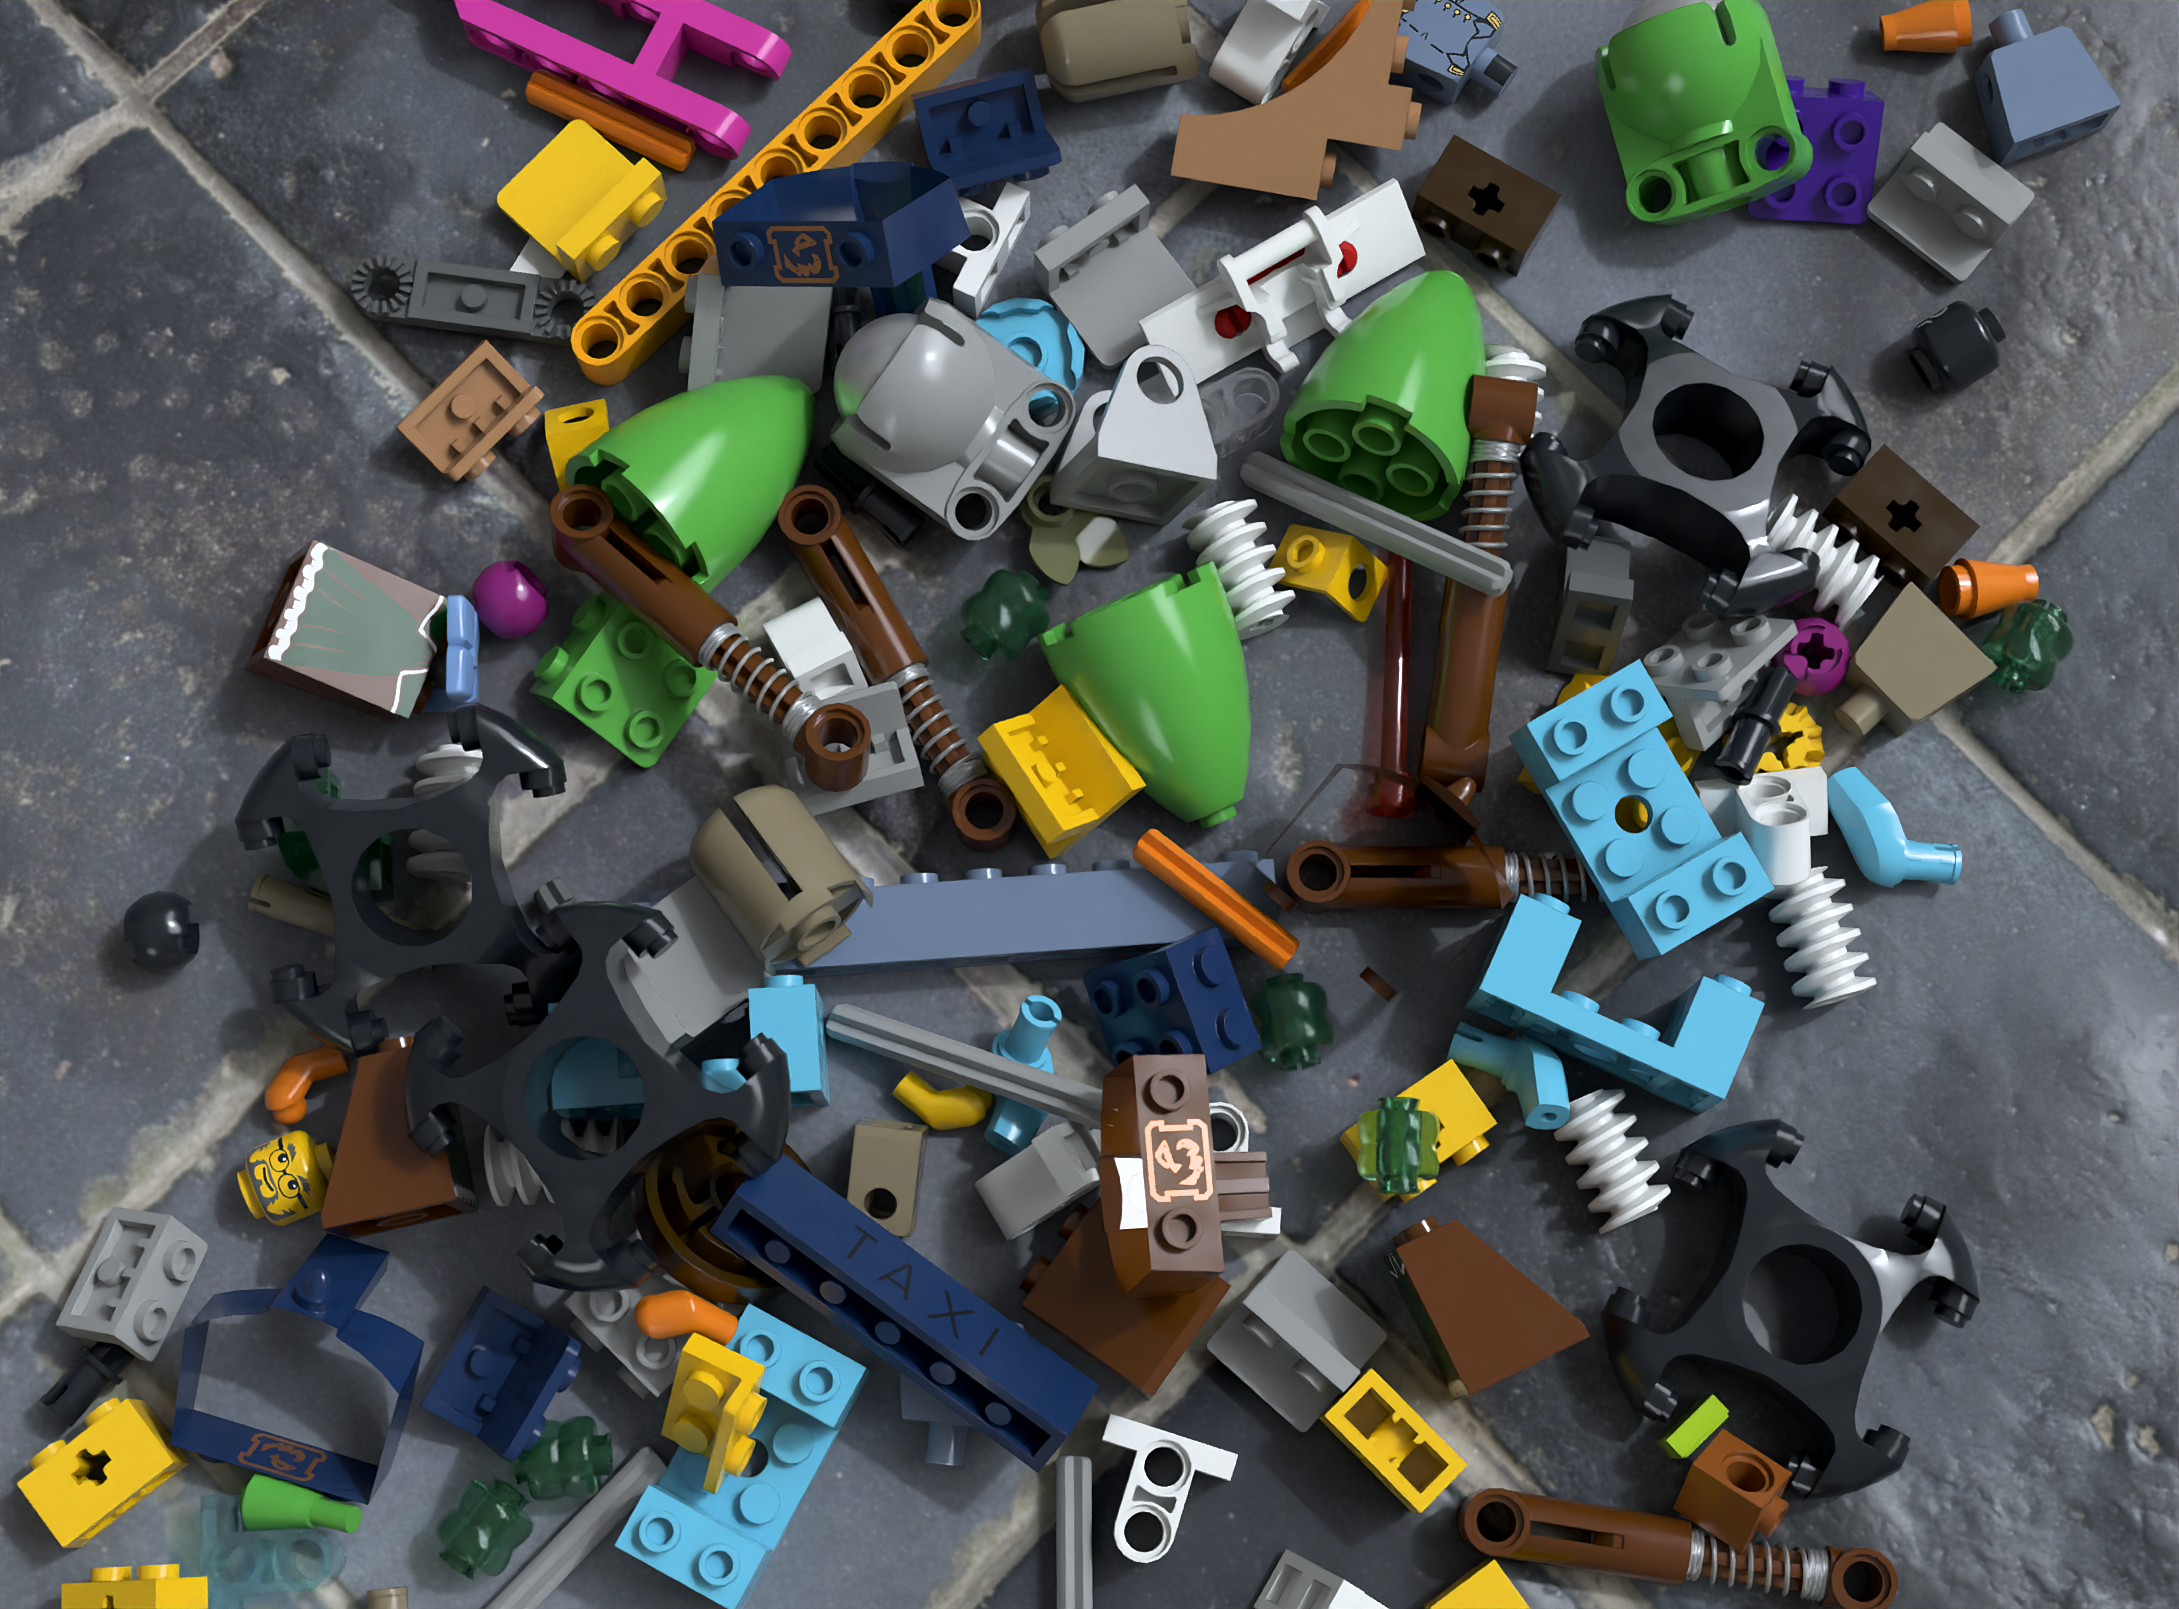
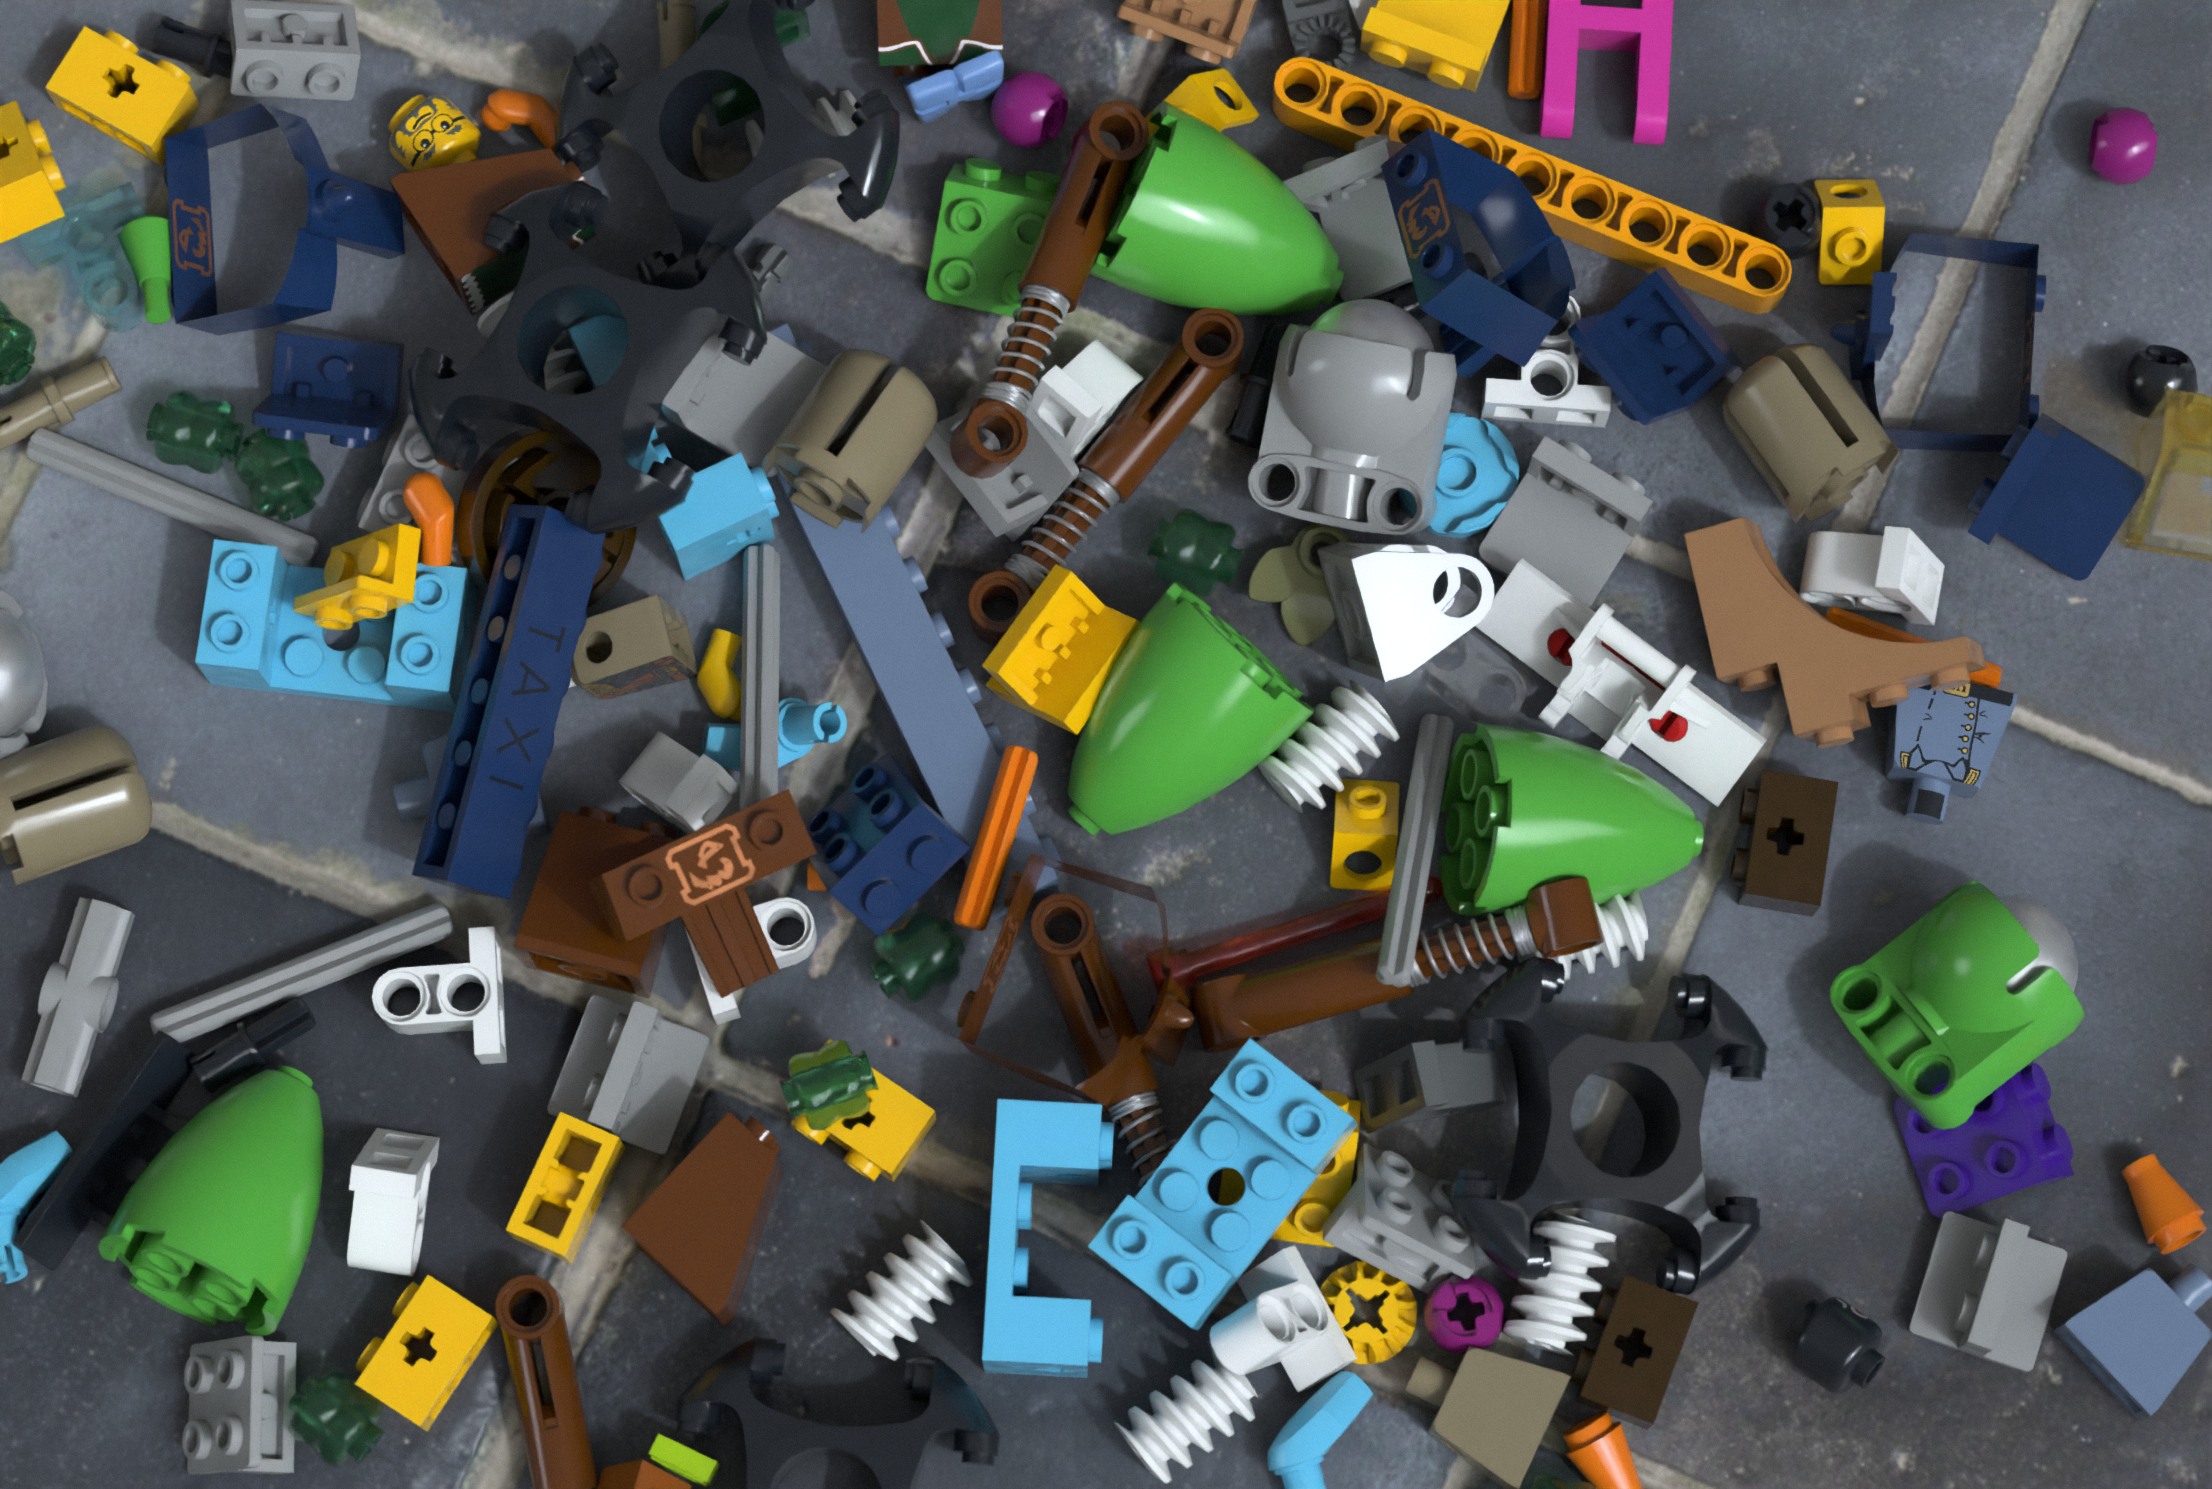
camera: 70 degrees right, 0 degrees up
(1525, 1069) = (956, 1185): medium azure arm -> none
(1755, 726) = (1368, 1279): black axle -> none

